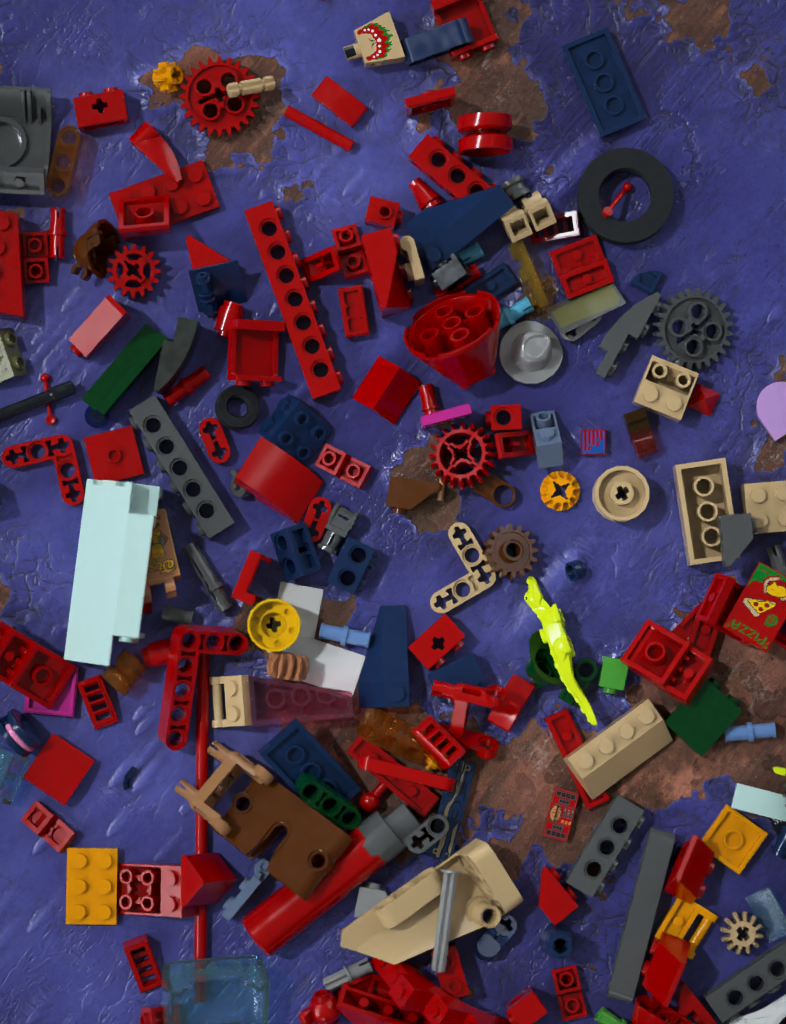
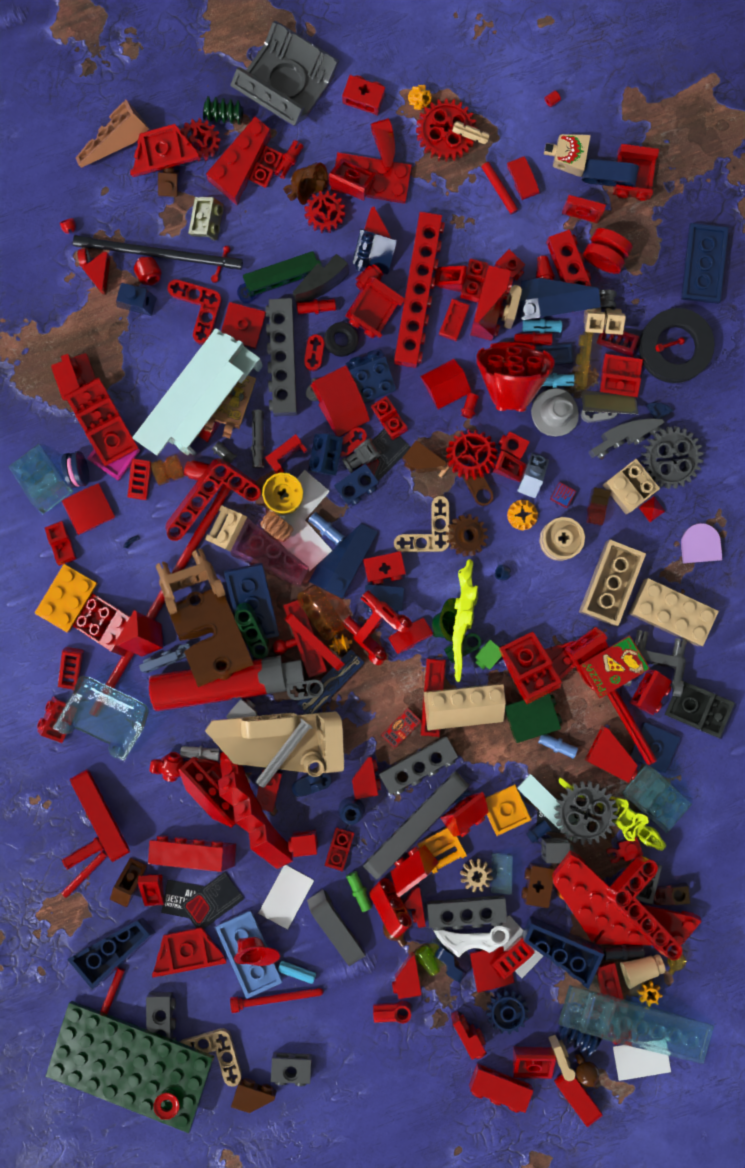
camera: 30 degrees right, 0 degrees up
(64, 150) = (322, 106): clear orange beam -> none
(98, 328) = (280, 234): slope -> none
(369, 504) = (391, 452): none -> black sticker
(438, 755) = (353, 631): red slope -> none
(445, 416) = (475, 421): dark pink tile -> none
(450, 273) = (532, 329): black brick -> none
(735, 535) = (623, 608): dark grey slope -> none

